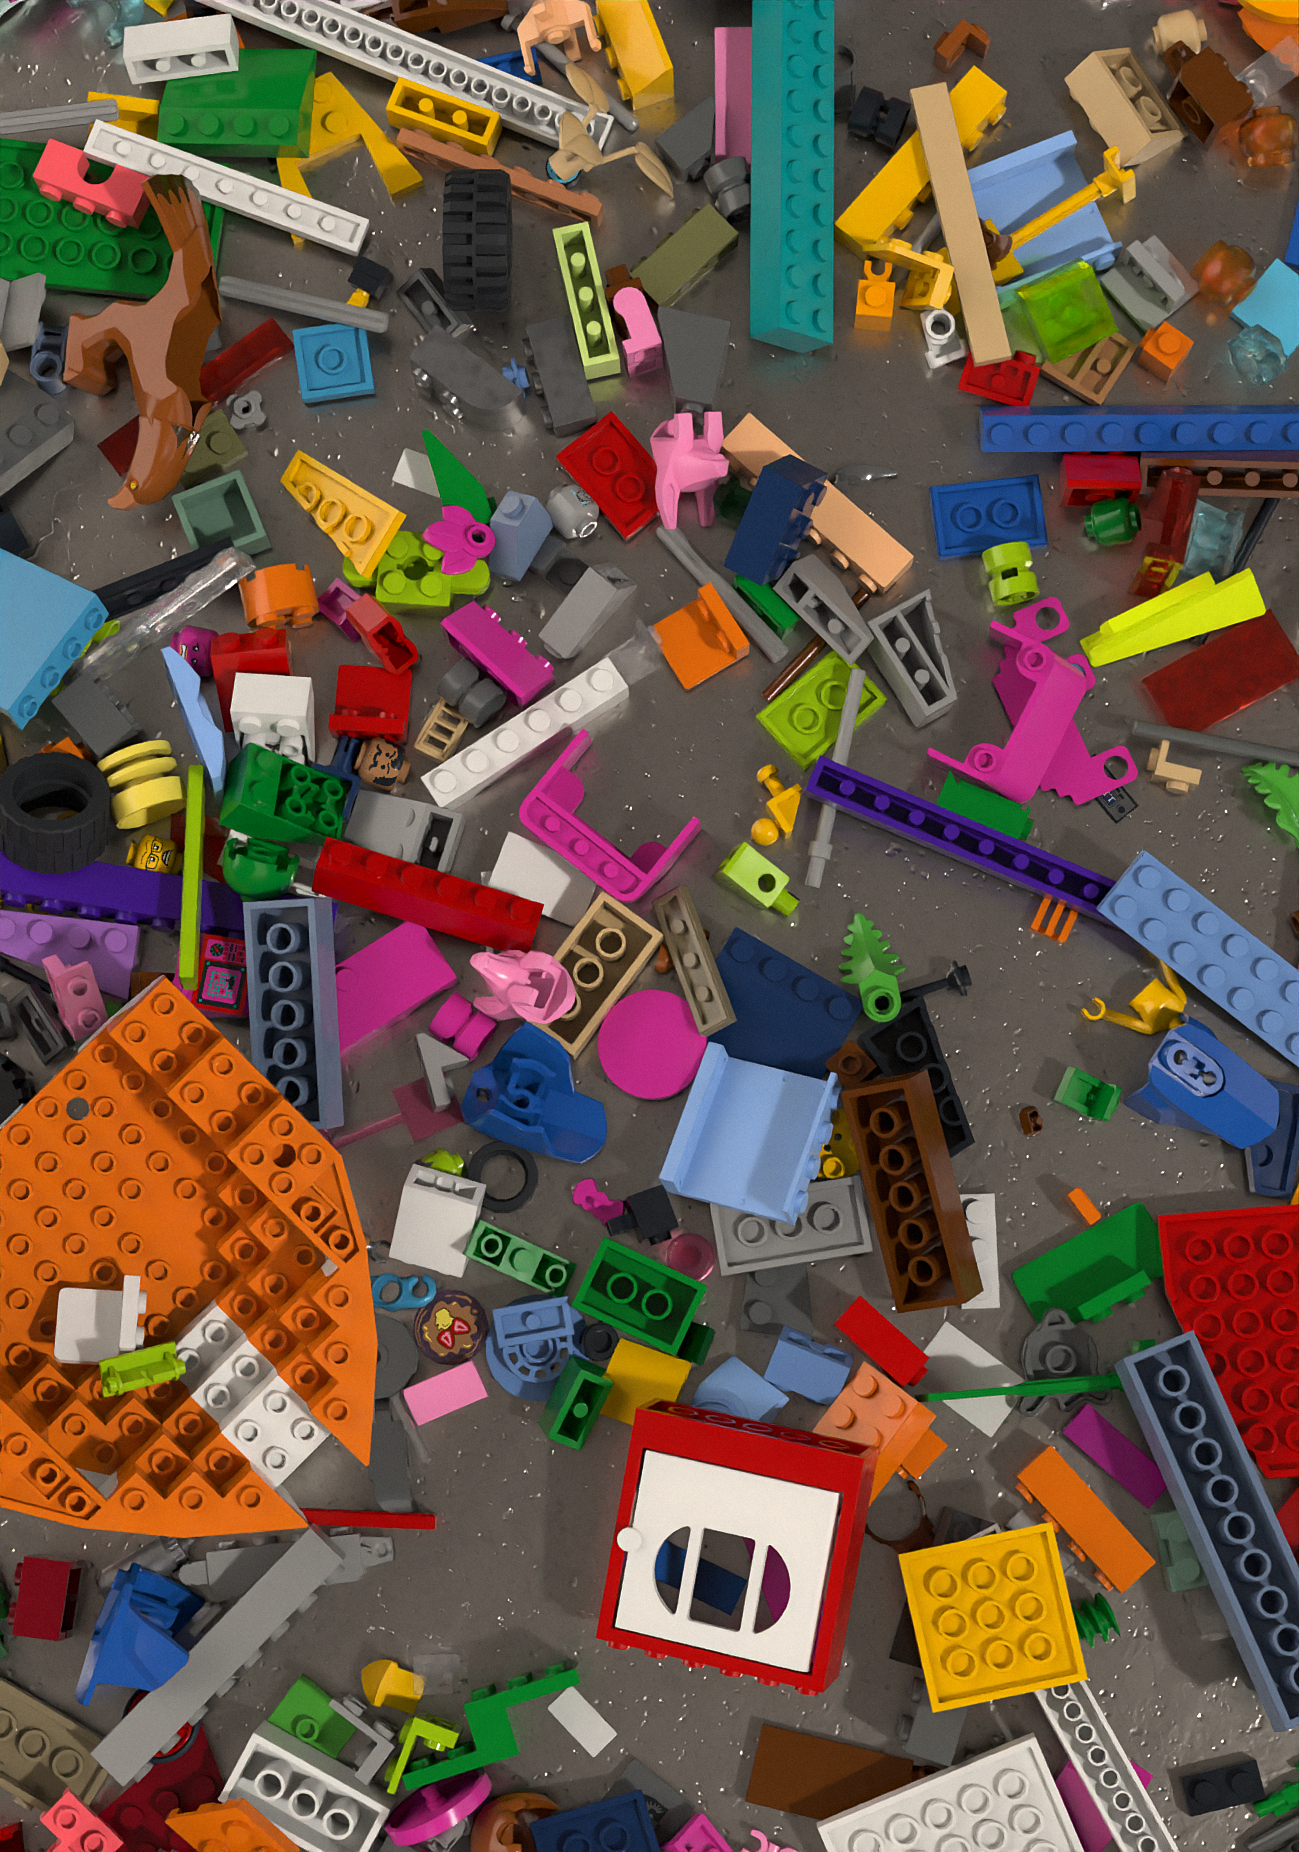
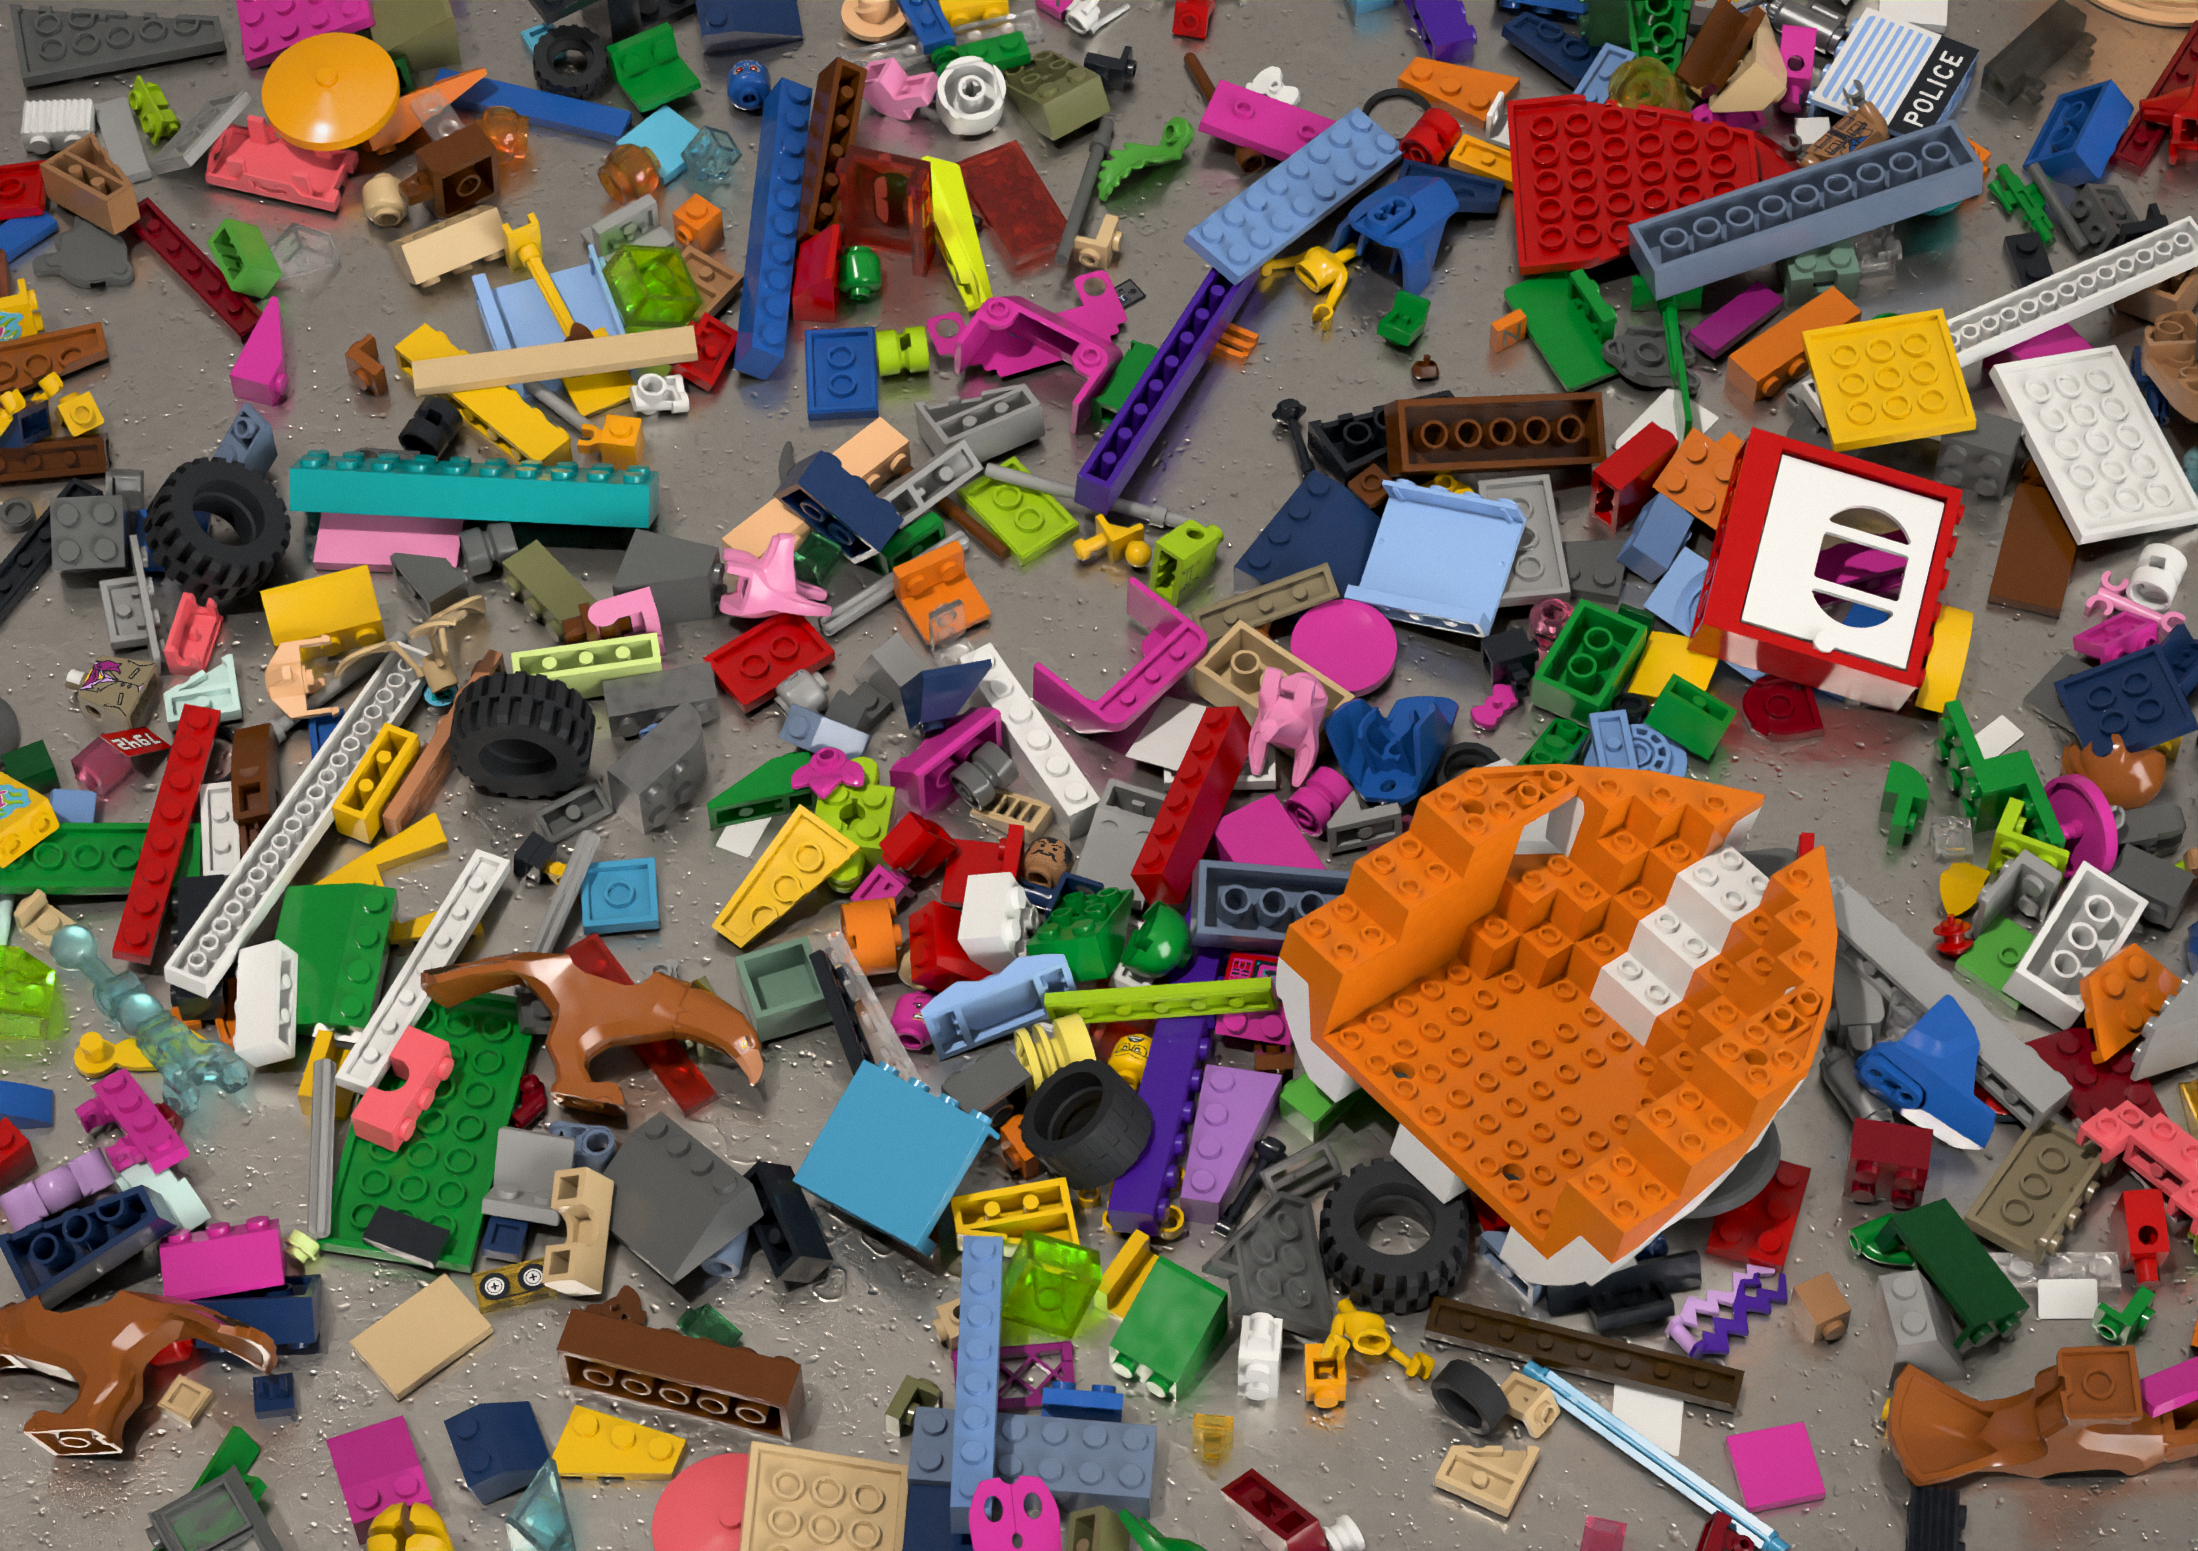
camera: 90 degrees left, 25 degrees down
(76, 996) = (1279, 1115): bright pink bracket -> none
(94, 304) = (533, 1101): none -> dark red arm
(99, 1323) = (1621, 1051): white bracket -> none
(140, 1369) = (1671, 1000): lime hinge -> none
(328, 1672) = (1953, 936): none -> red wheel
(498, 1628) = (1904, 797): none -> green brick
(549, 641) = (940, 693): none -> dark blue slope
(598, 1498) = (1781, 710): none -> dark red tile
(665, 1677) = (1946, 658): none -> yellow arch
(872, 968) = (1279, 473): bright green plant -> none
(929, 277) = (604, 390): yellow bracket -> none

